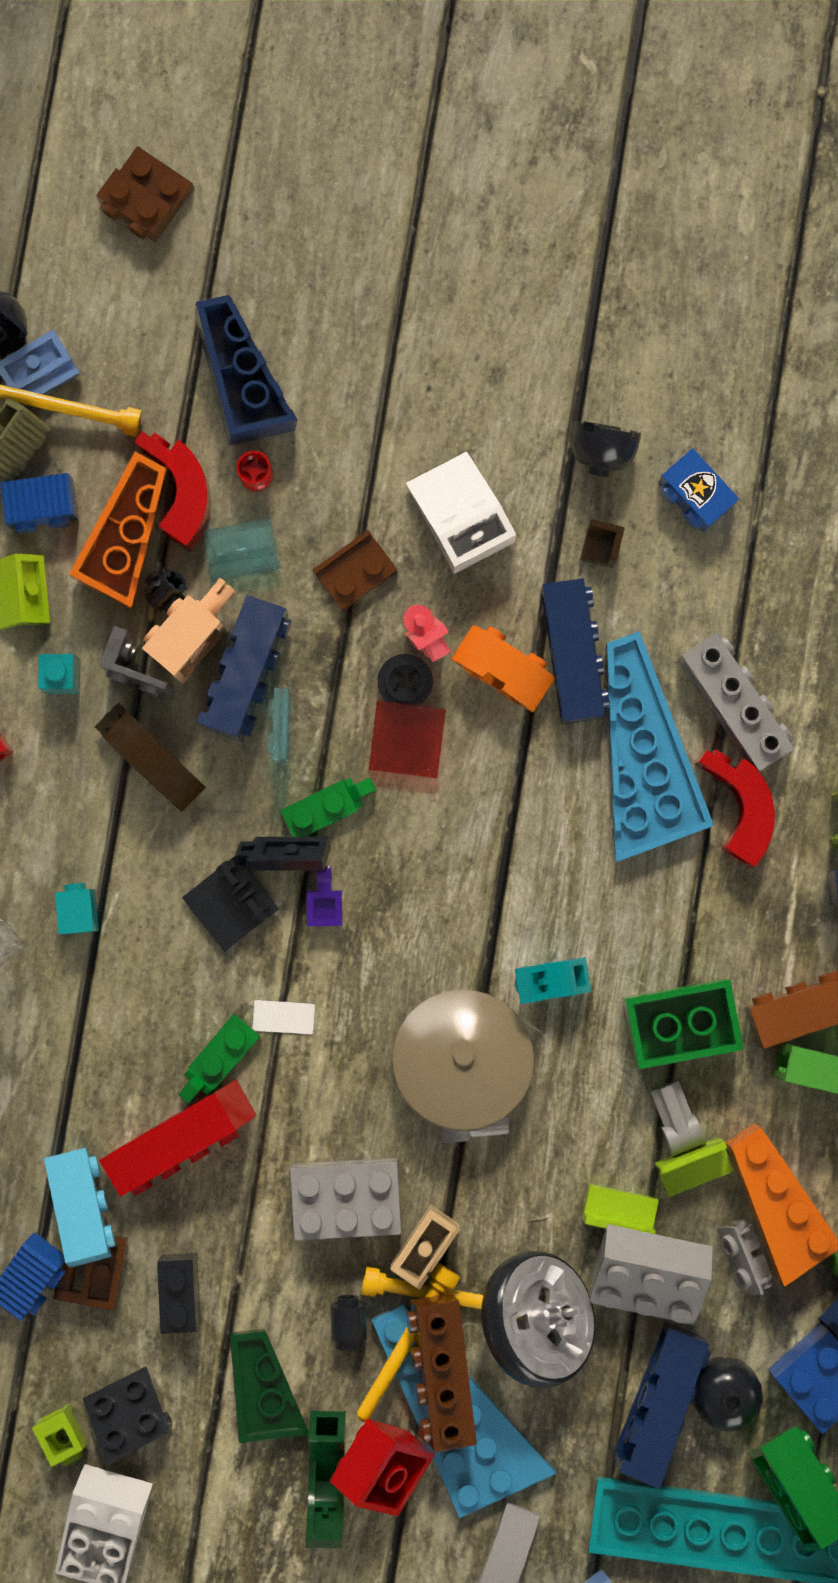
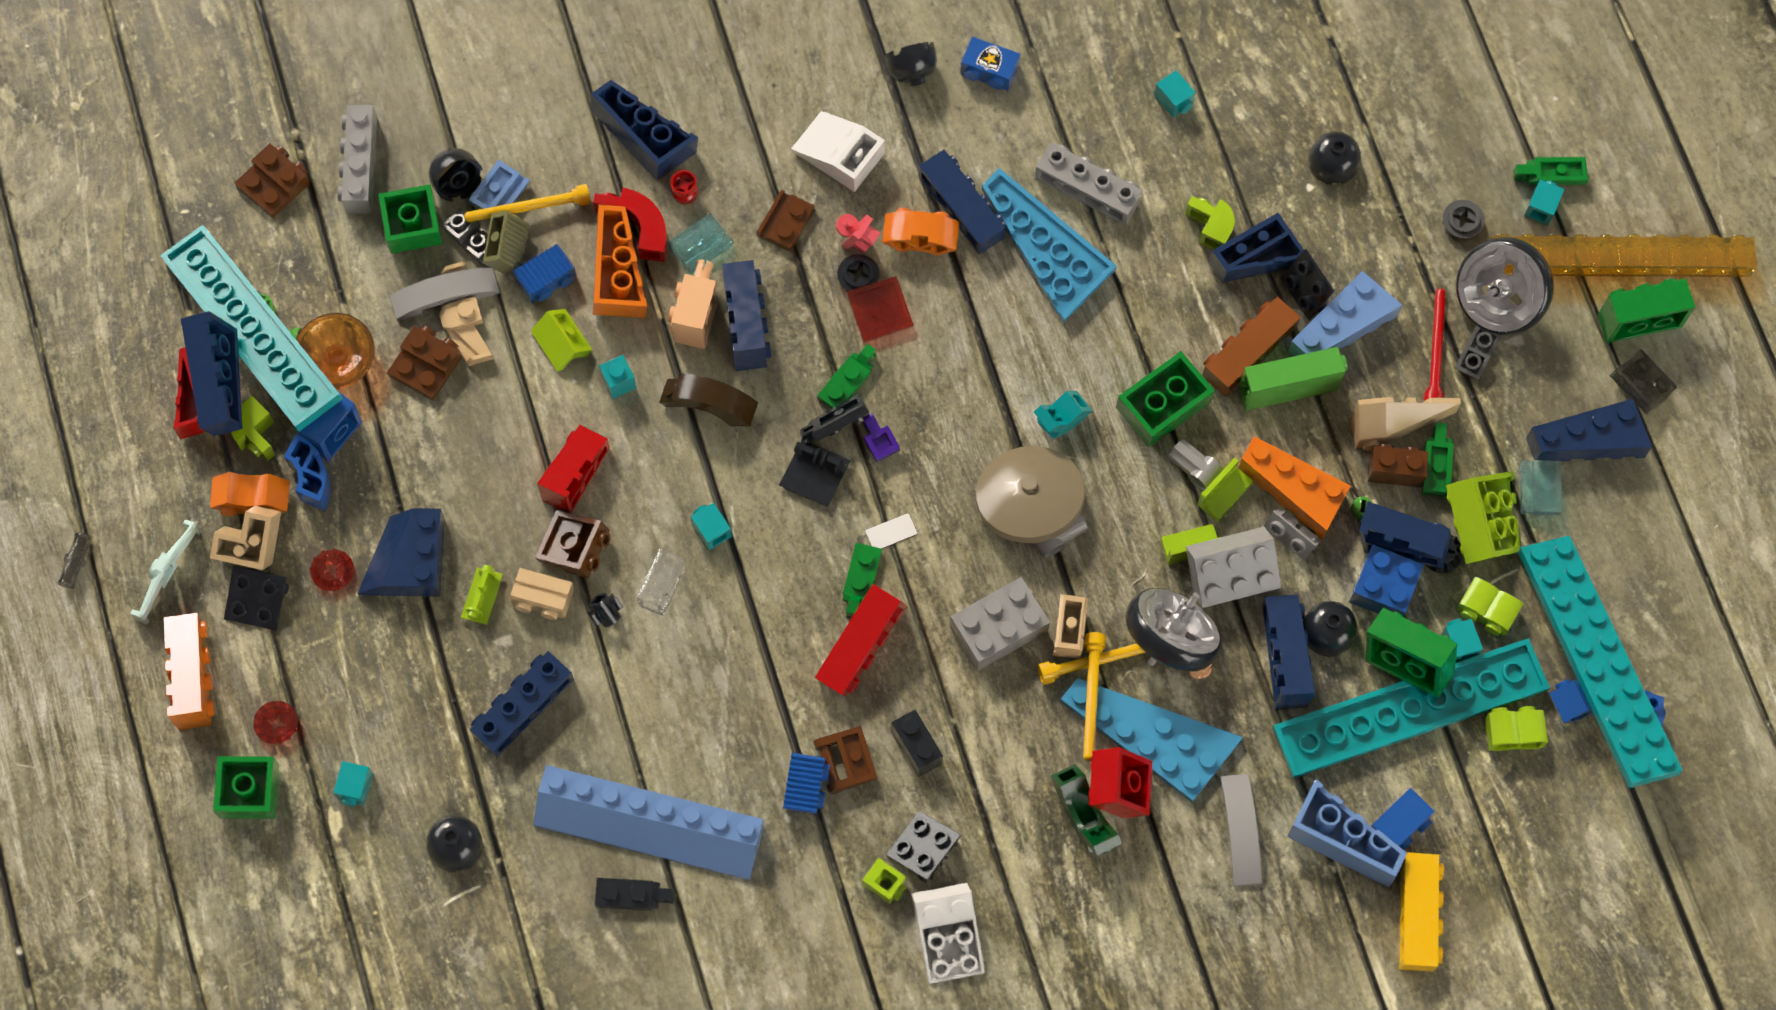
camera: 30 degrees left, 15 degrees down
(79, 1207) = (816, 716): medium azure brick -> none
(122, 652) = (670, 351): flat silver bracket -> none
(144, 194) = (515, 50): reddish brown plate -> none
(164, 588) = (662, 289): black gear -> none
(261, 1391) = (1009, 784): dark green wing -> none
(280, 711) = (784, 330): clear light blue plate -> none
(348, 1322) = (1045, 707): black brick -> none
(442, 1372) = (1127, 697): reddish brown brick -> none
(602, 543) = (944, 124): dark brown panel -> none
(754, 804) = (1134, 239): red arch -> none

